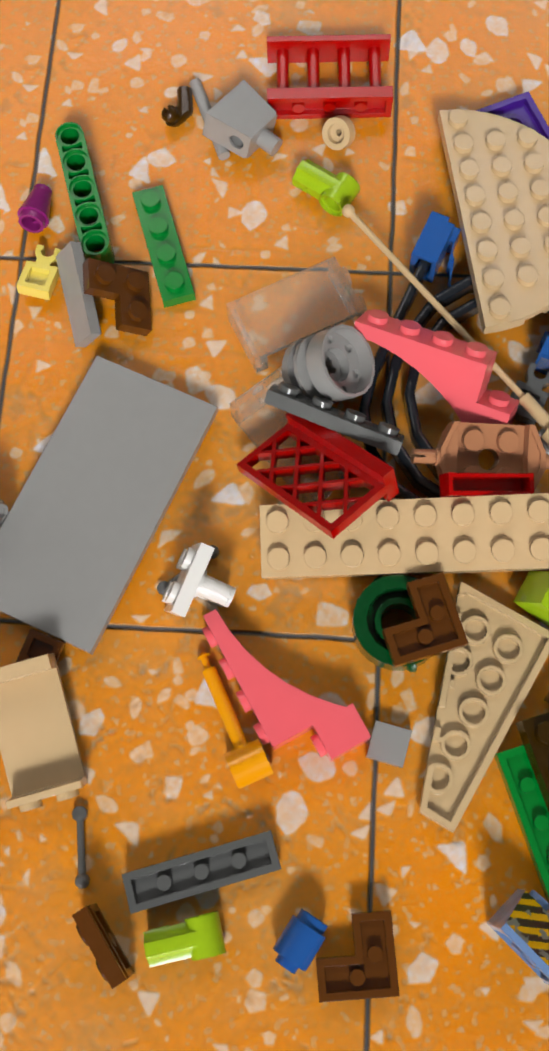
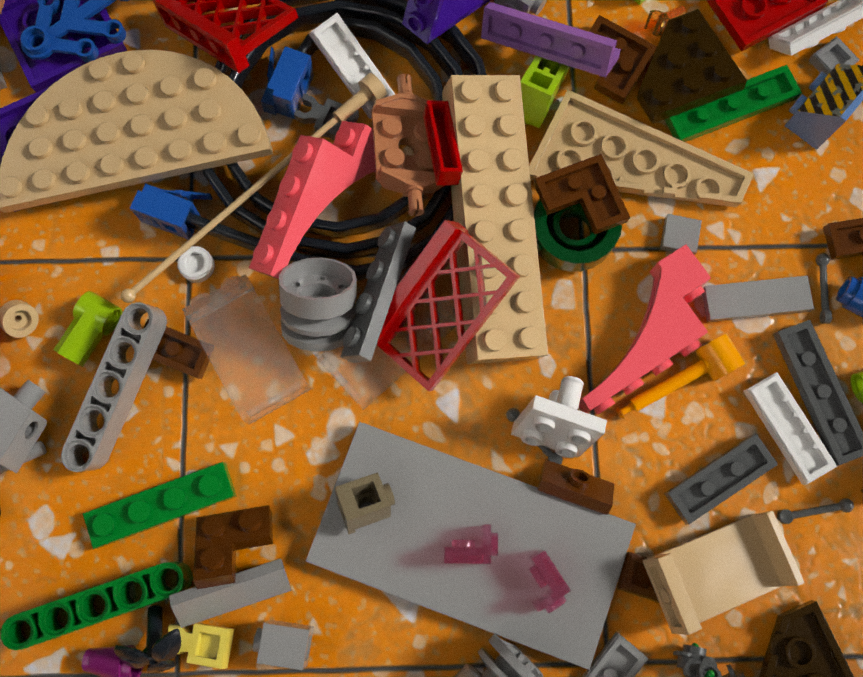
camera: 100 degrees left, 5 degrees up
(28, 335) = (283, 644): none -> light grey brick
(40, 238) = (158, 648): none -> black plant
(49, 559) = (545, 574): none -> clear pink bracket
(80, 486) = (465, 552): none -> clear pink bracket
(124, 748) = (721, 479): none -> dark grey plate
(133, 600) = (576, 487): none -> reddish brown plate
(140, 389) = (355, 493): none -> dark tan brick
(167, 830) = (790, 429): none -> white plate
(268, 204) = (100, 397): none -> light grey beam
(301, 251) = (181, 353): none -> reddish brown plate
(311, 820) = (757, 298): none -> light grey tile
(350, 902) = (822, 261): none -> dark grey hinge
(382, 276) = (196, 264): none -> white tile

